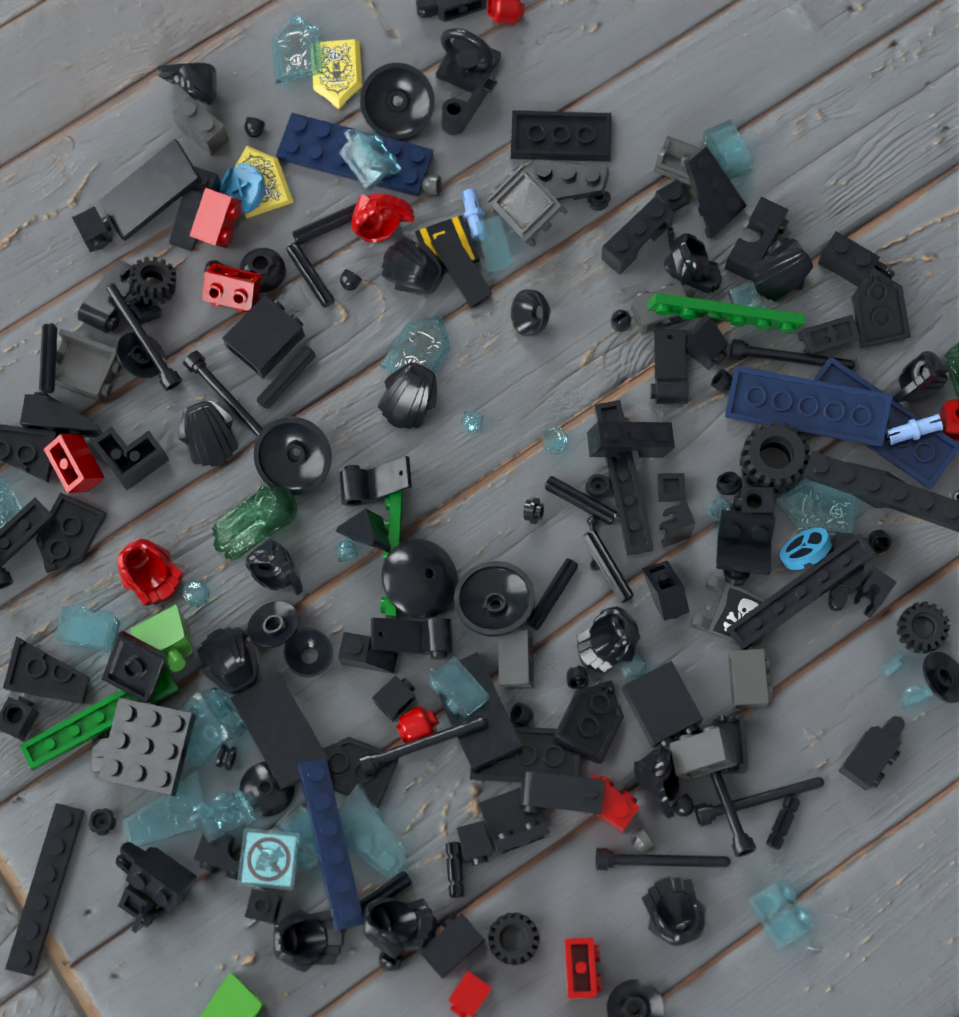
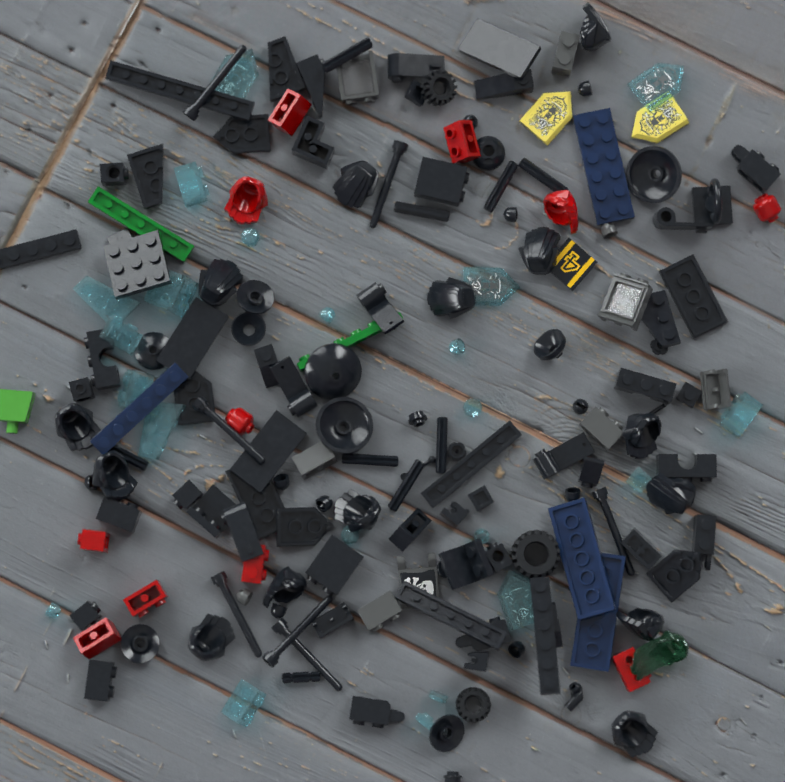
camera: 55 degrees right, 10 degrees up
(93, 229) = (454, 27): black brick -> none
(97, 816) = (80, 258): black plate -> none
(130, 350) = (390, 114): black dish -> none
(135, 667) = (181, 229): black tile -> none
(138, 906) = (43, 315): black bracket -> none
(155, 874) = (65, 314): black hinge -> none
(169, 378) = (380, 136): black piece -> none
(169, 634) = (209, 236): bright green torso -> none
(216, 218) = (503, 104): brick -> none
(226, 757) = (158, 315): black bush -> none
(245, 184) = (535, 108): dark azure tile -> none
(254, 521) = (315, 247): clear green hair -> none
(268, 859) = (109, 377): clear light blue piece -> none
(273, 567) = (291, 277): black hair -> none
(280, 466) = (359, 246): black dish -> none
(366, 529) = (345, 322): black slope -> none
(368, 157) = (601, 179): clear light blue bracket -> none
(394, 697) = (250, 397): black brick -> none
(454, 869) = (165, 492): black axle -> none
(458, 687) = (276, 433): clear light blue bracket -> none
(461, 268) = (557, 282): black tile -> none
(472, 211) = (602, 270): light blue pin -> none
(493, 243) = (587, 294): clear light blue plate -> none
(519, 921) = (131, 549): black tyre -> none
(647, 438) = (496, 455): black arch -> none
(703, 753) = (315, 605): dark grey brick -> none
(714, 191) = (703, 420): black wing -> none
(720, 311) = (619, 480): green plate -> none
(729, 483) = (503, 534): black plate -> none
(805, 547) = (483, 604): dark azure tile -> none
(914, 429) = (601, 635): light blue pin -> none

